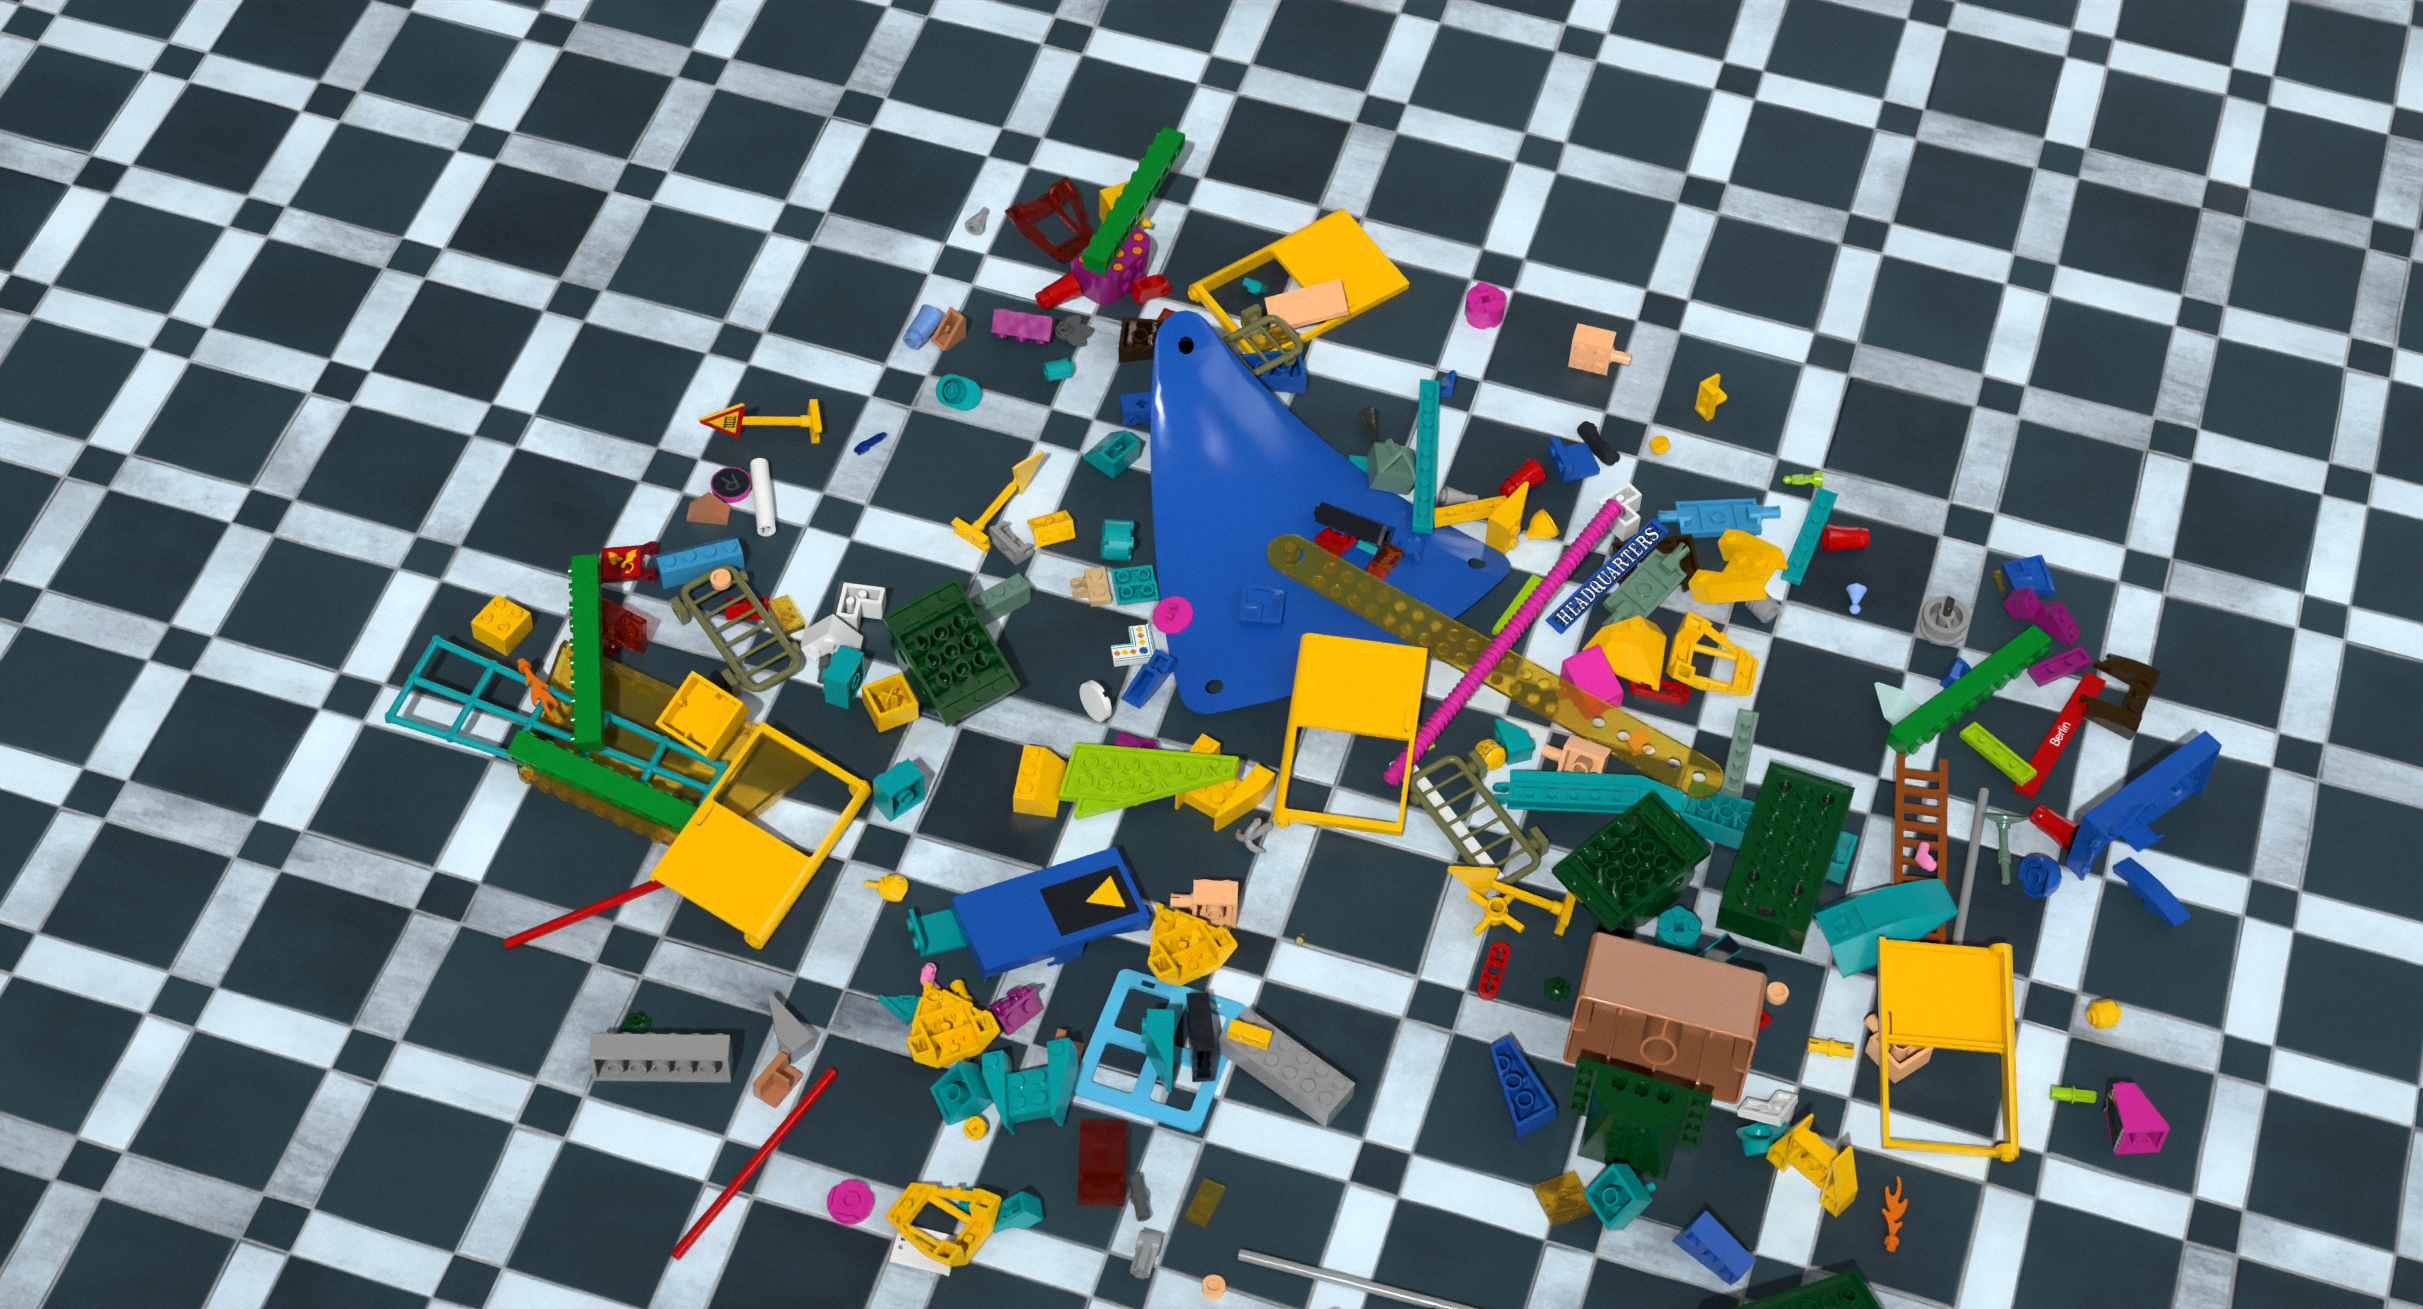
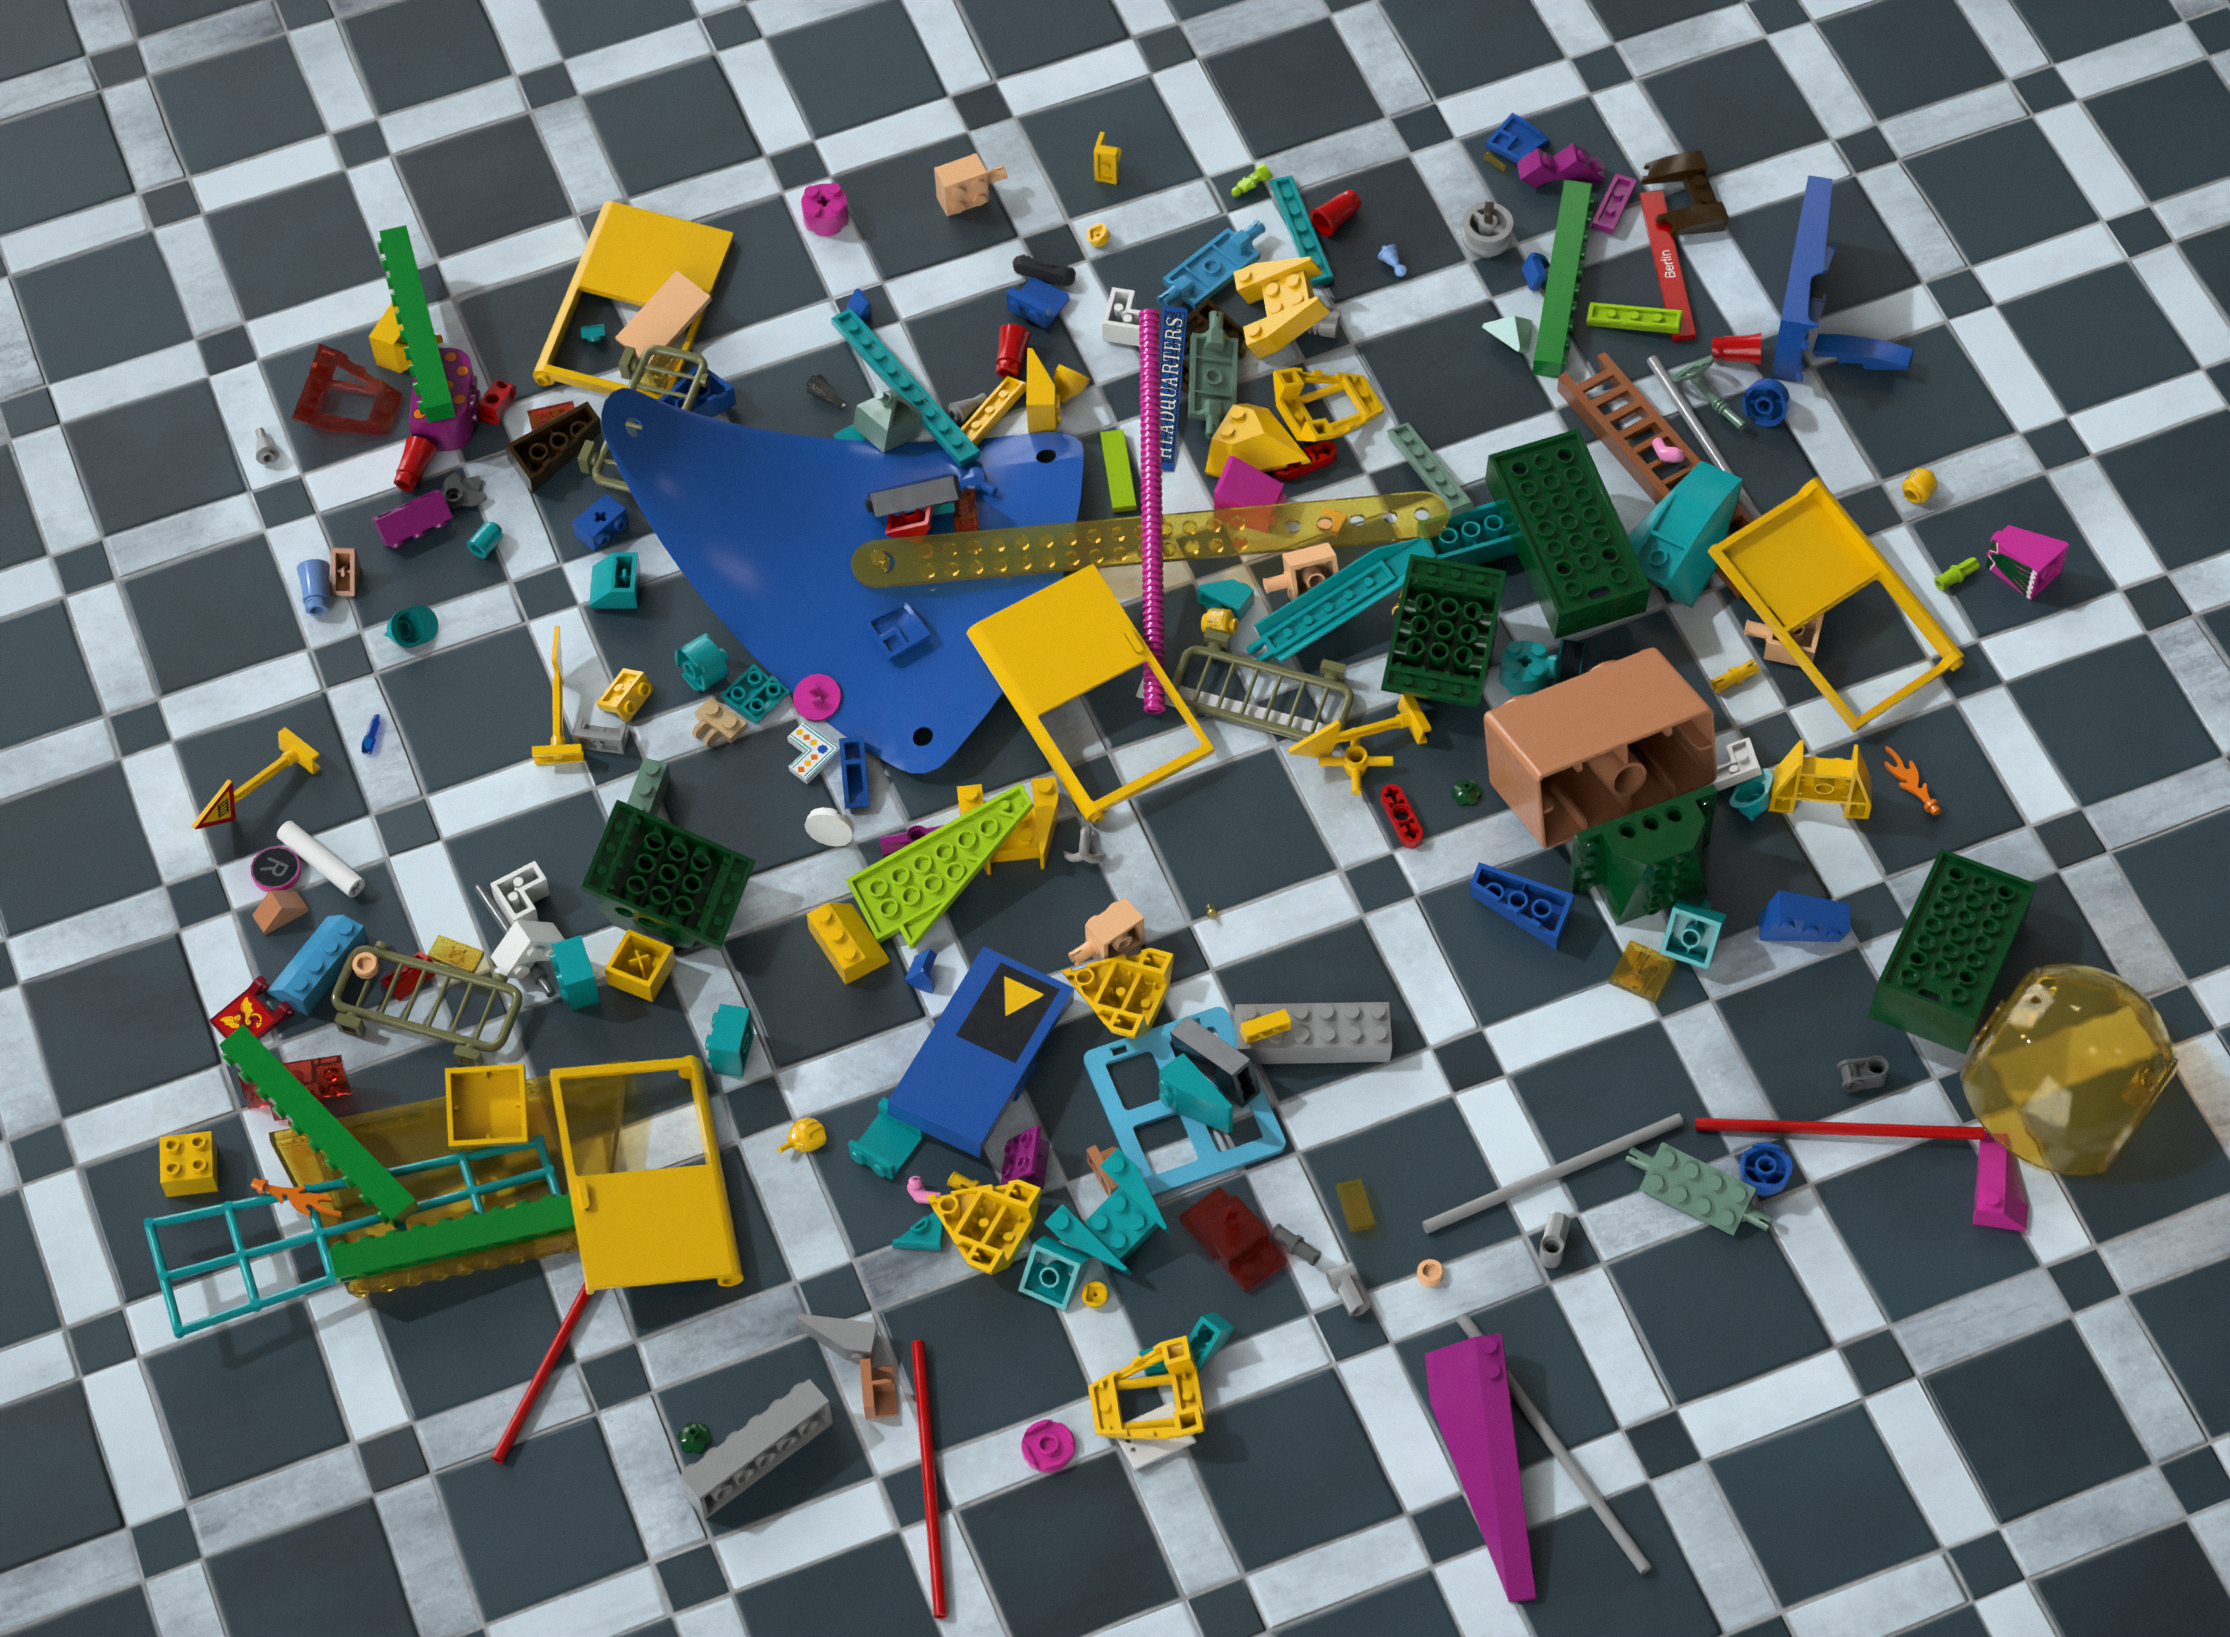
camera: 35 degrees left, 5 degrees up
(1061, 838) = (919, 971): none -> blue tile
(1699, 946) = (1554, 666): none -> teal tile

